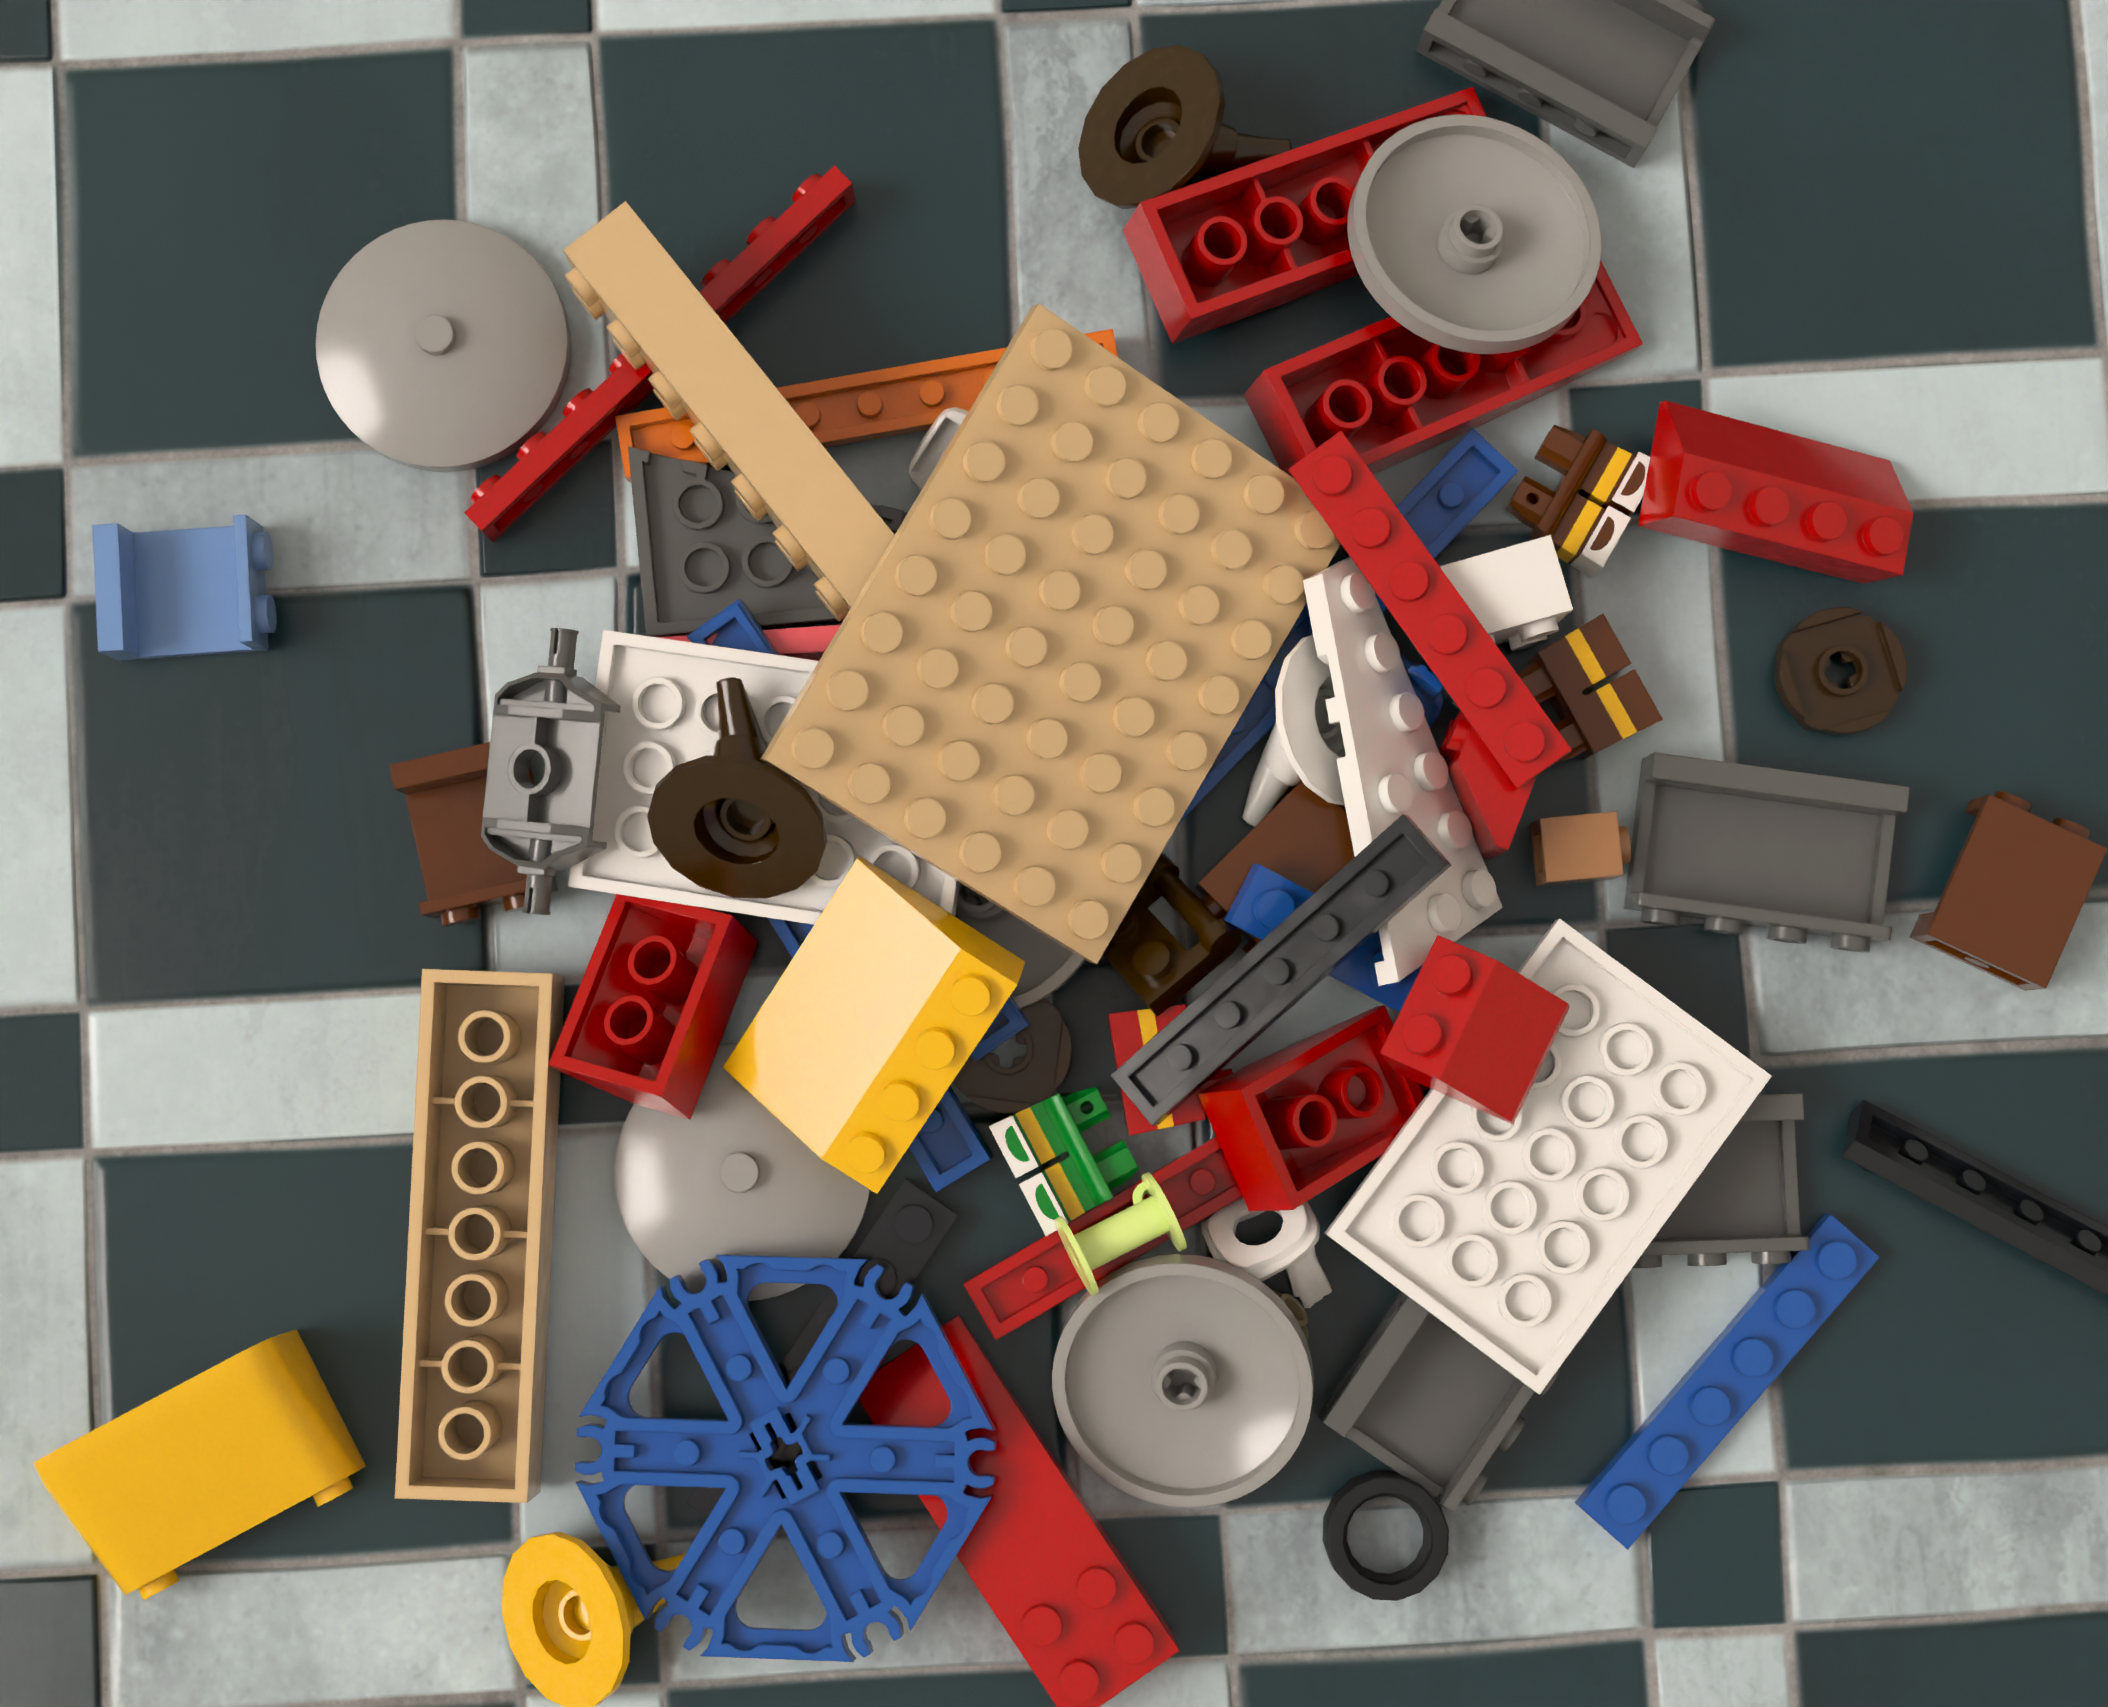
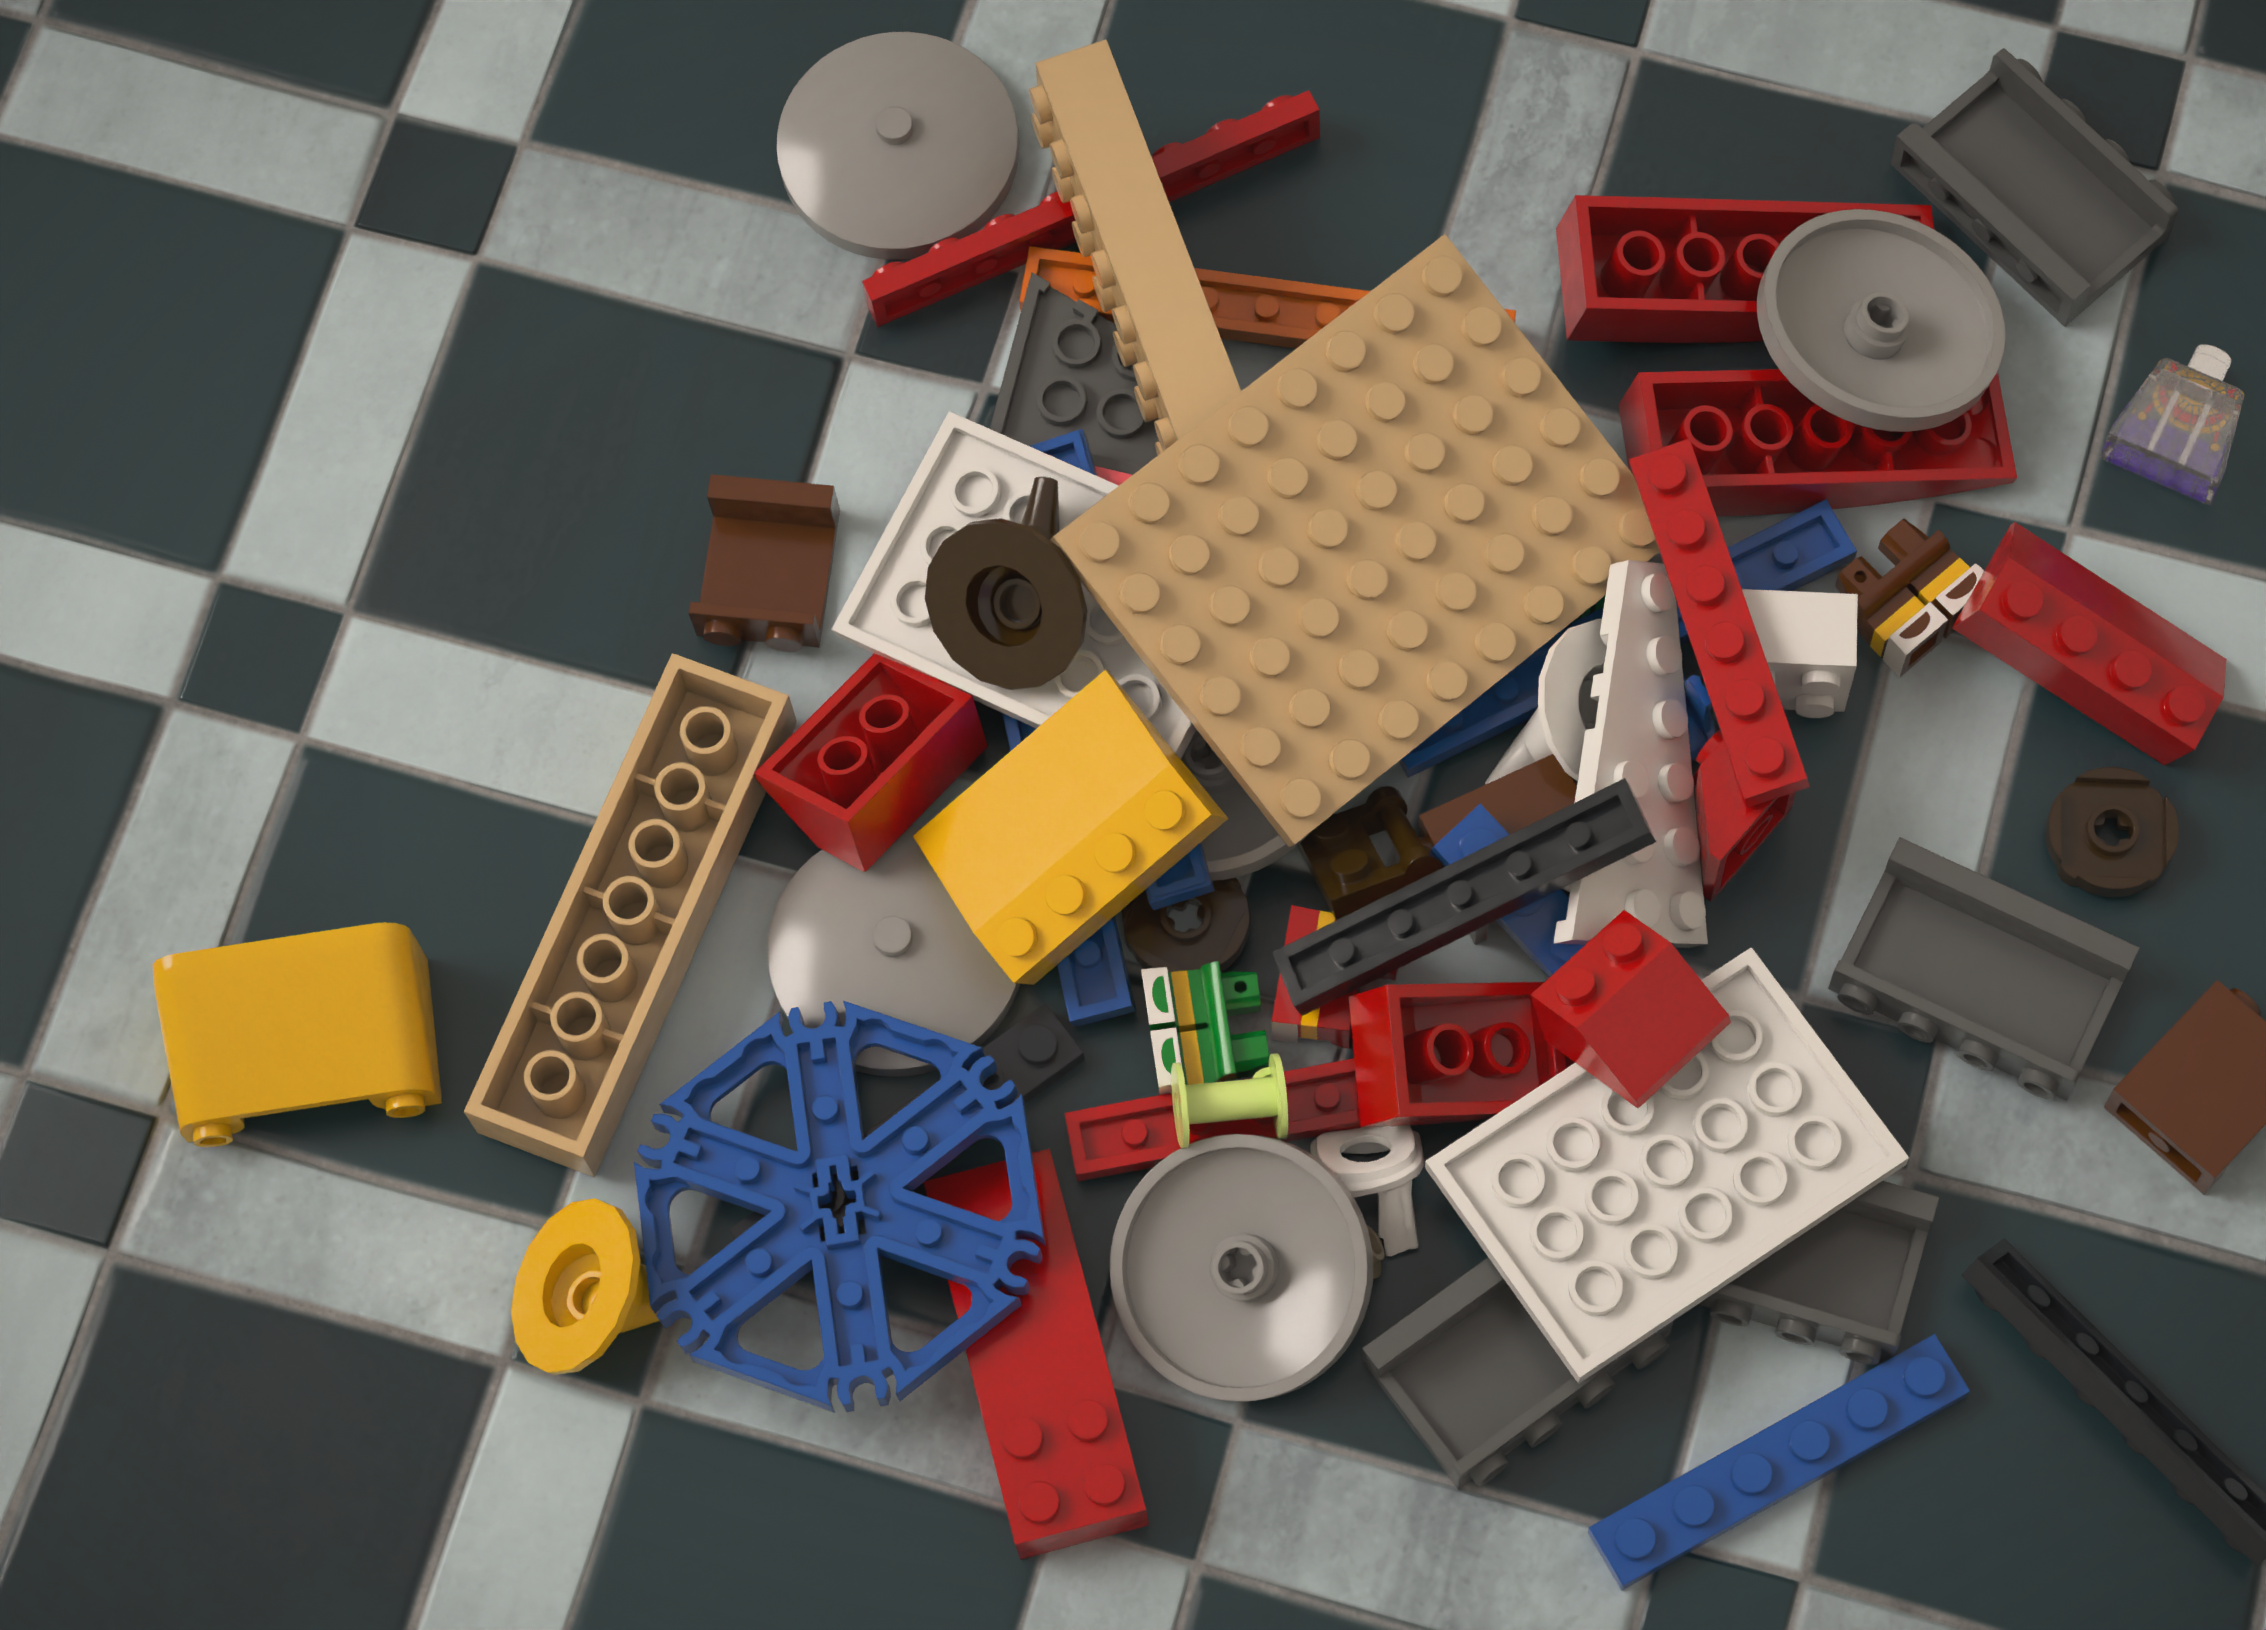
camera: 30 degrees right, 15 degrees down
(182, 590) = (583, 279): medium blue panel -> none
(552, 822) = (834, 561): plate -> none
(1161, 128) = (1622, 148): dark brown piece -> none
(1402, 1582) = (1387, 1438): black tyre -> none
(1577, 663) = (1860, 771): reddish brown hips -> none
(1579, 848) = (1799, 910): medium nougat brick -> none
(1781, 239) = (2180, 425): none -> clear torso

